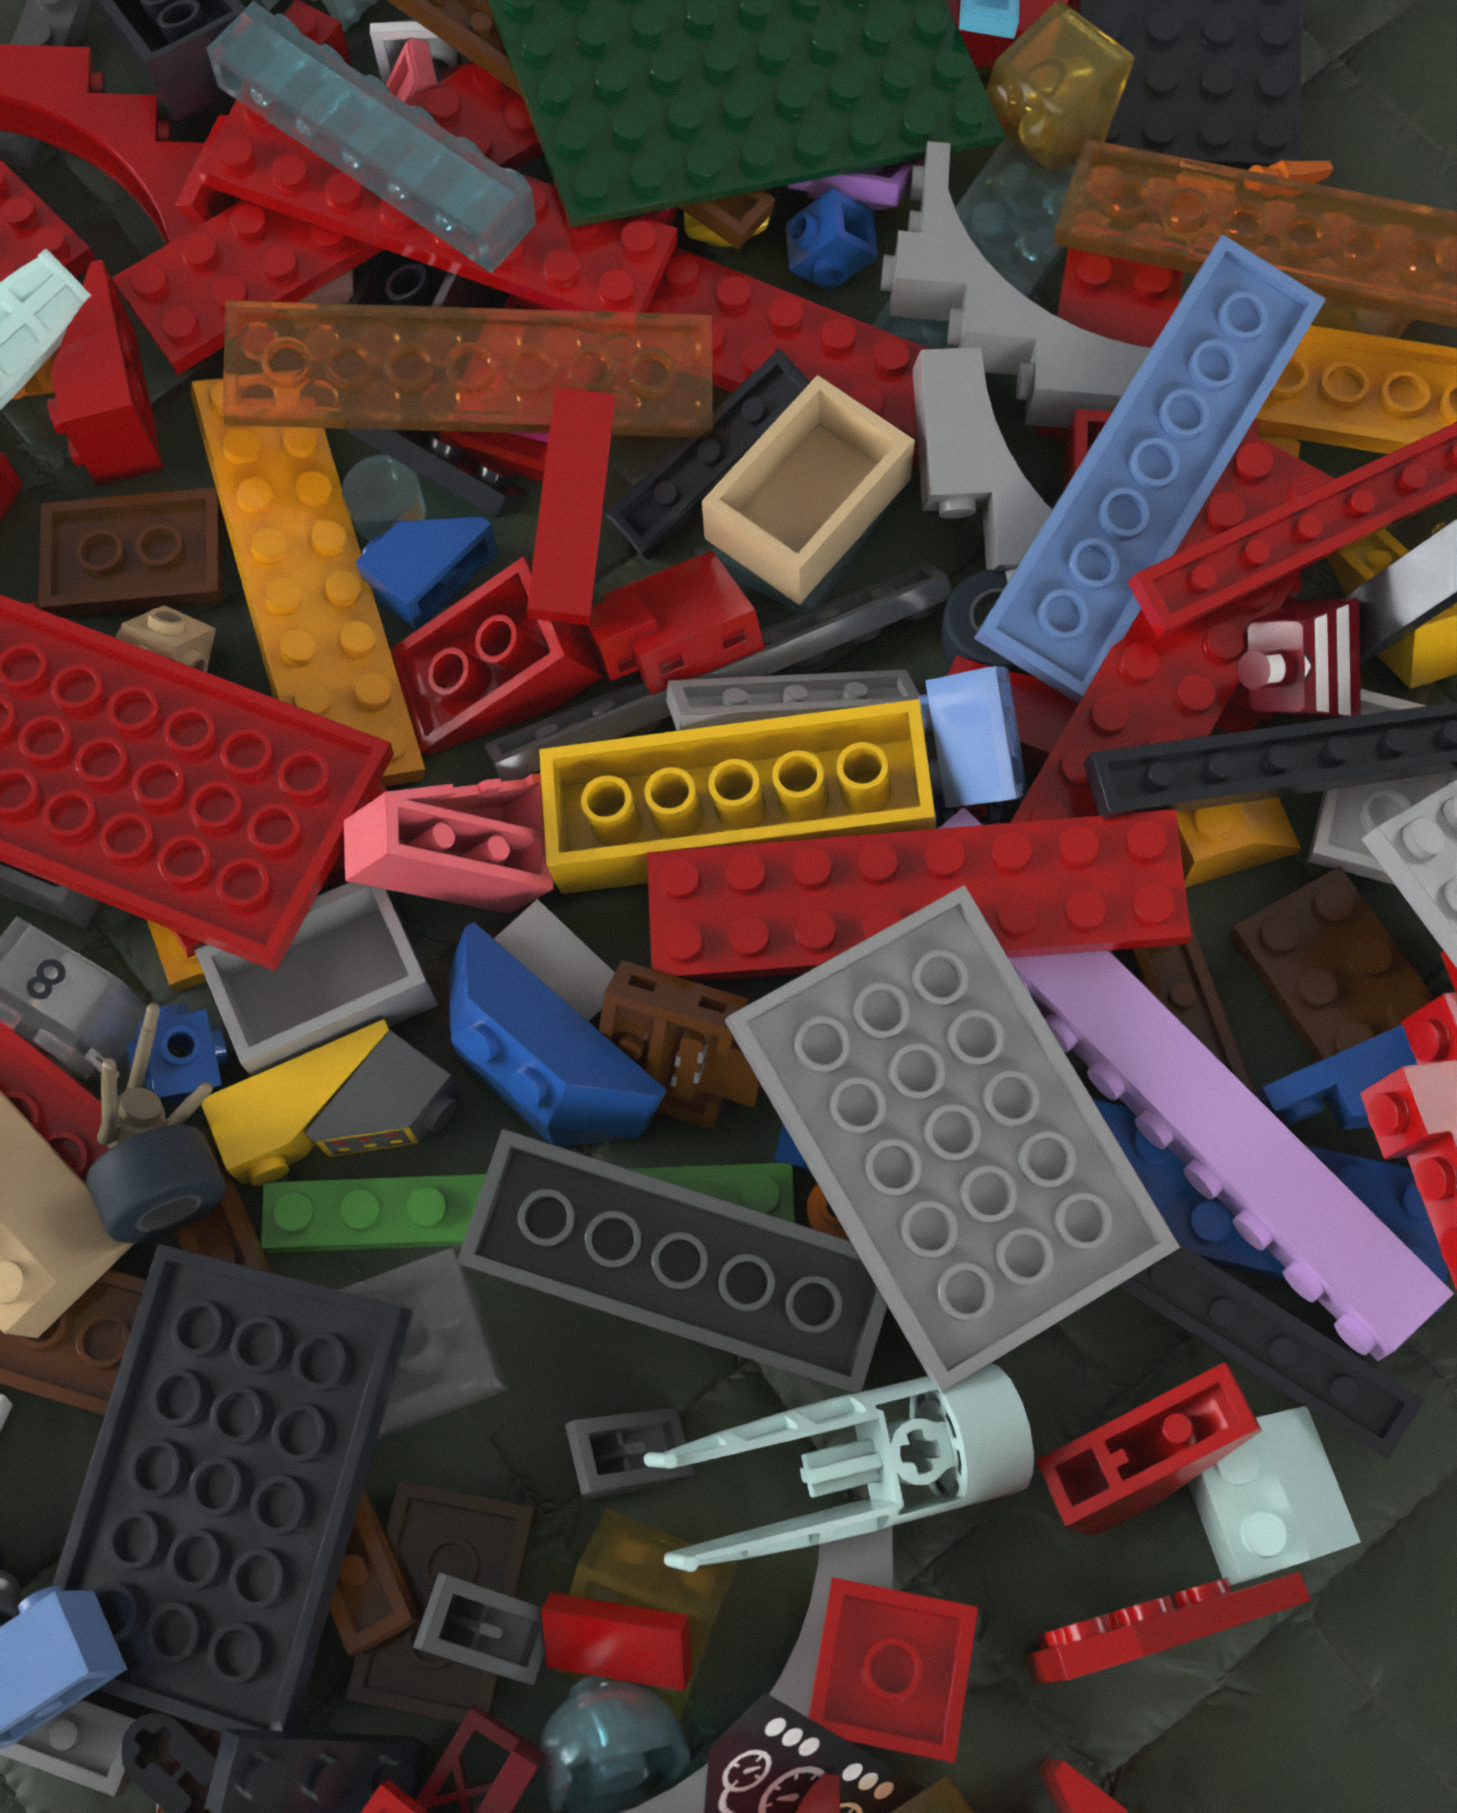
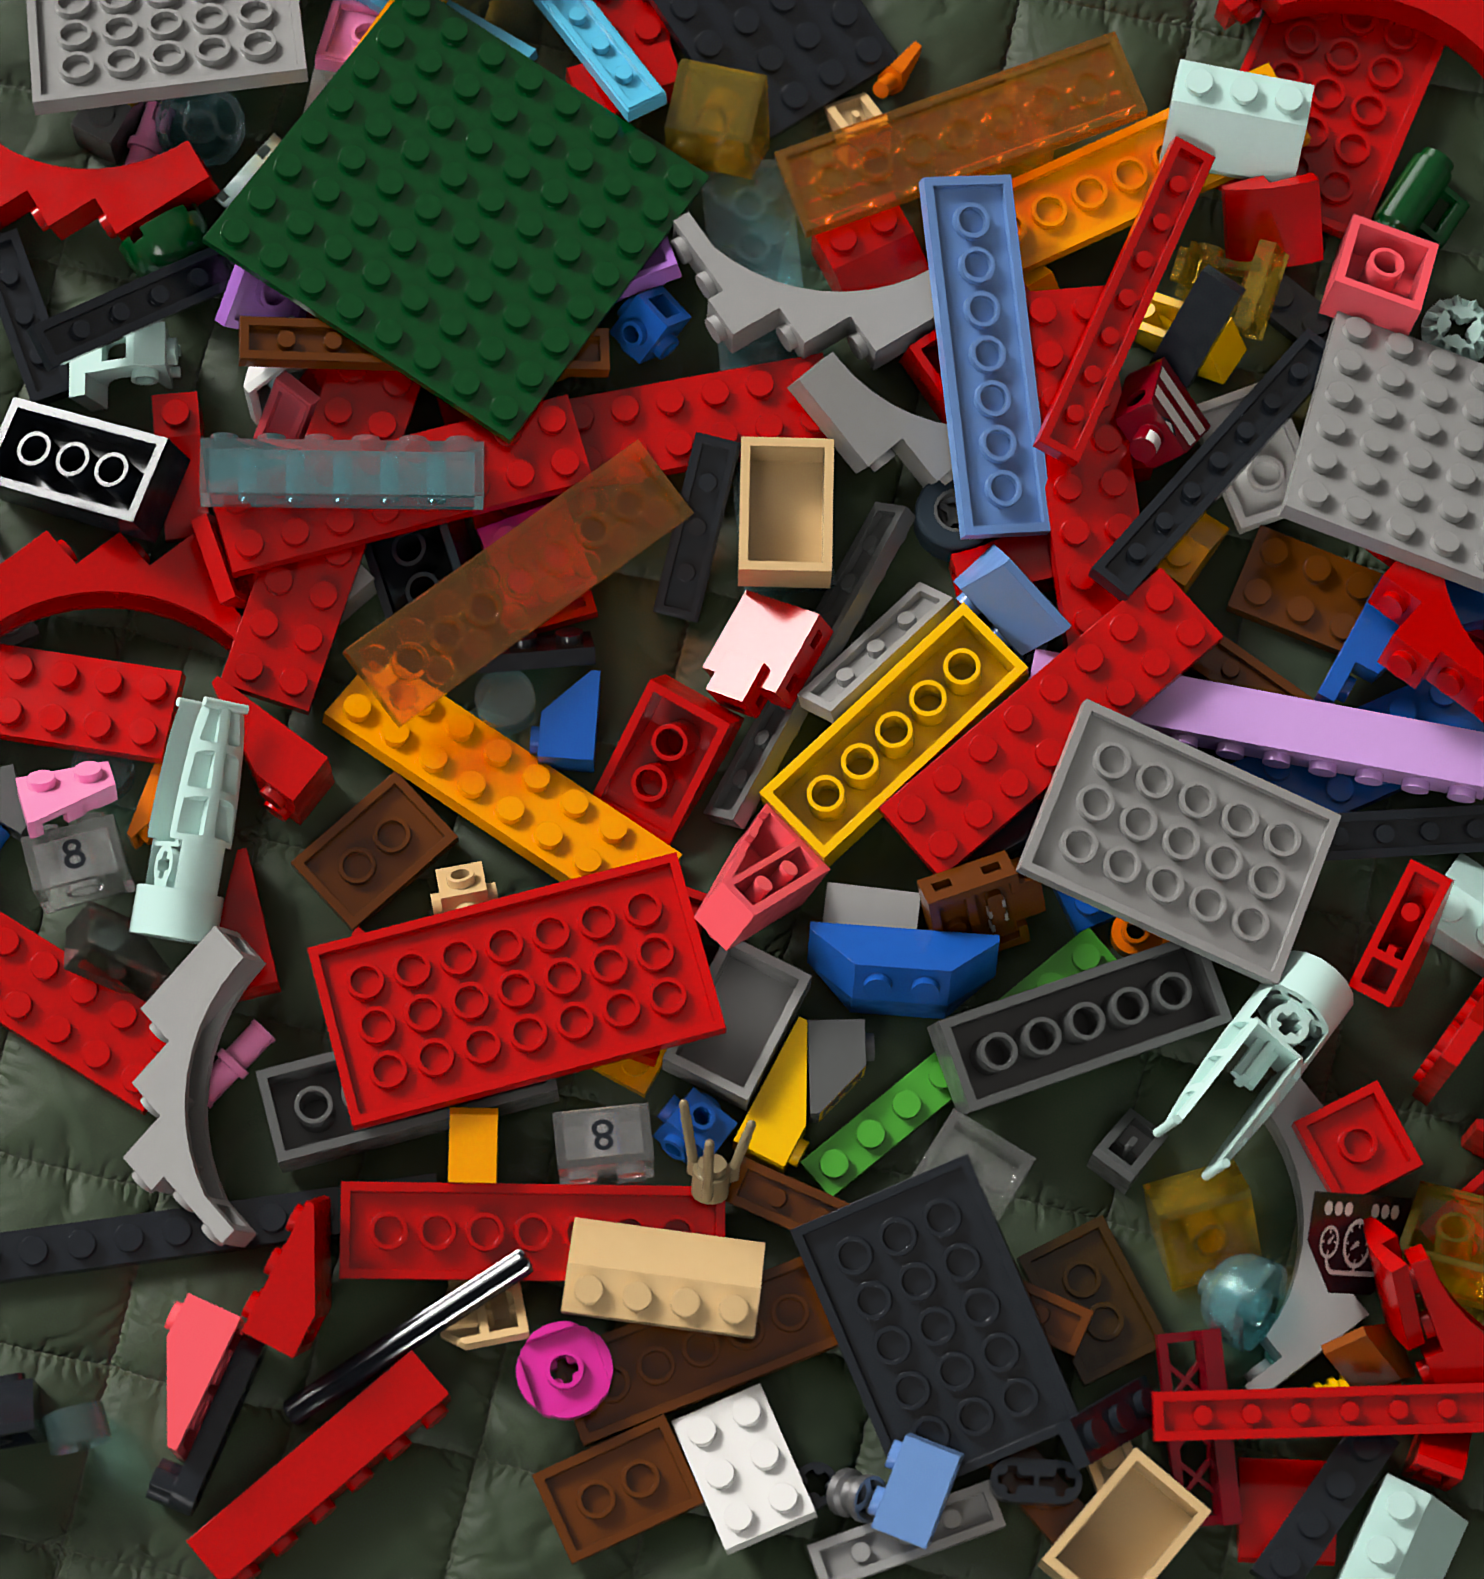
camera: 45 degrees left, 5 degrees up
(155, 1183) = (760, 1199): black wheel -> none
(483, 1629) = (1132, 1289): dark grey slope -> none
(571, 506) = (659, 626): red tile -> none
(617, 1641) = (1206, 1241): red tile -> none

